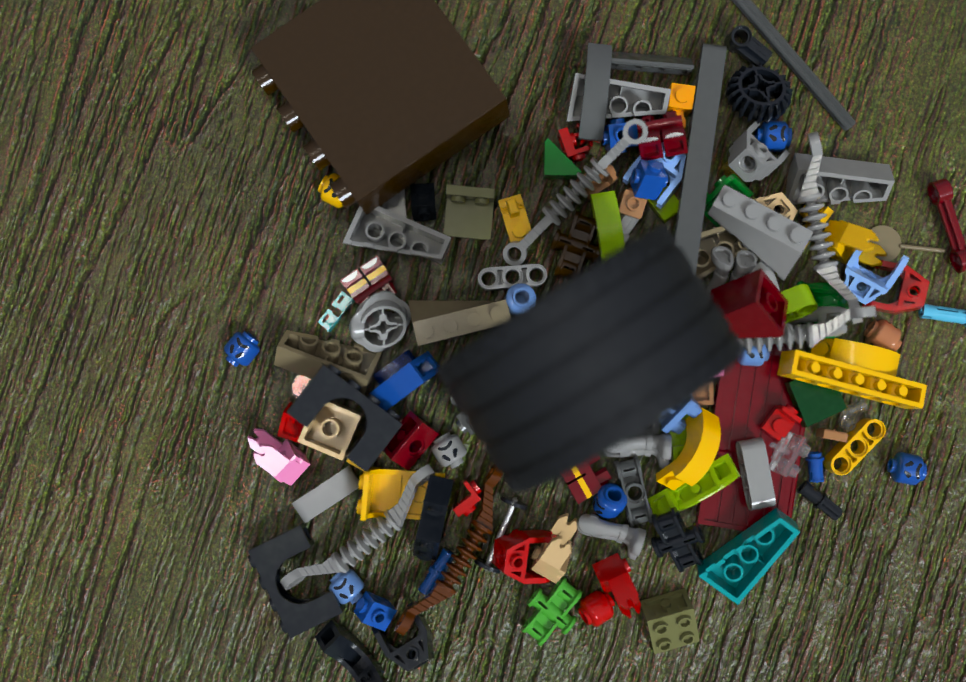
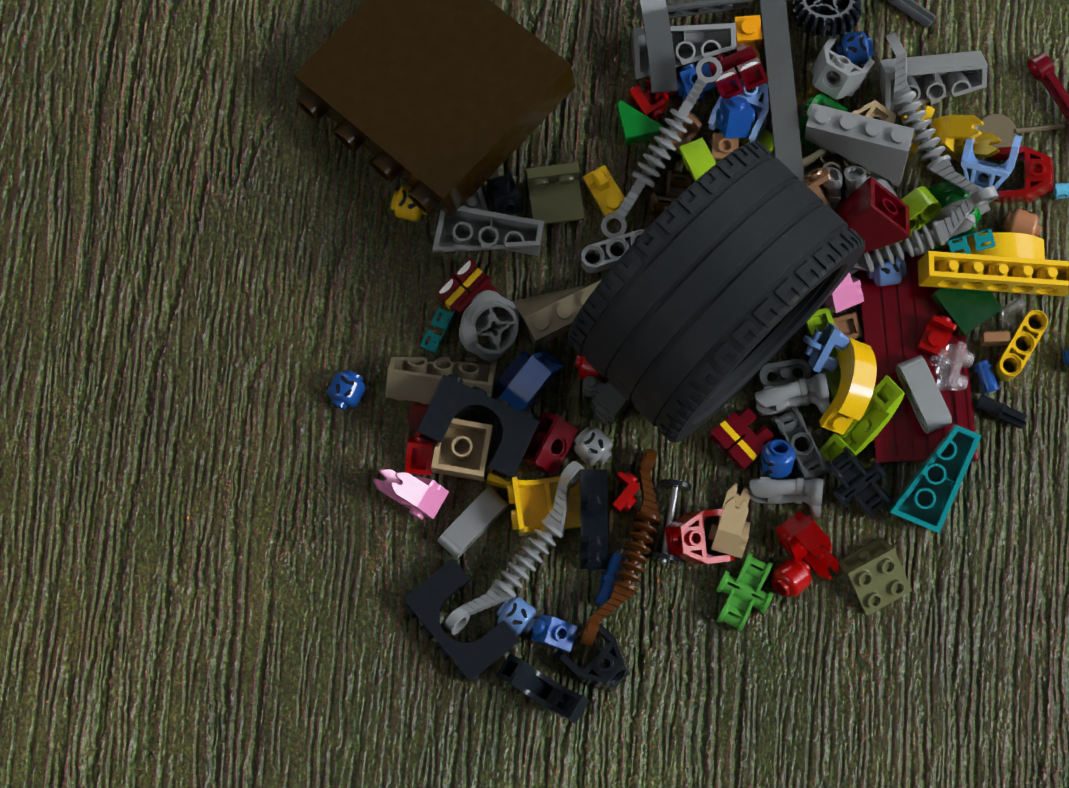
camera: 15 degrees left, 10 degrees down
(705, 262) = (815, 179): none -> medium nougat bracket
(843, 347) = (978, 239): none -> teal piece

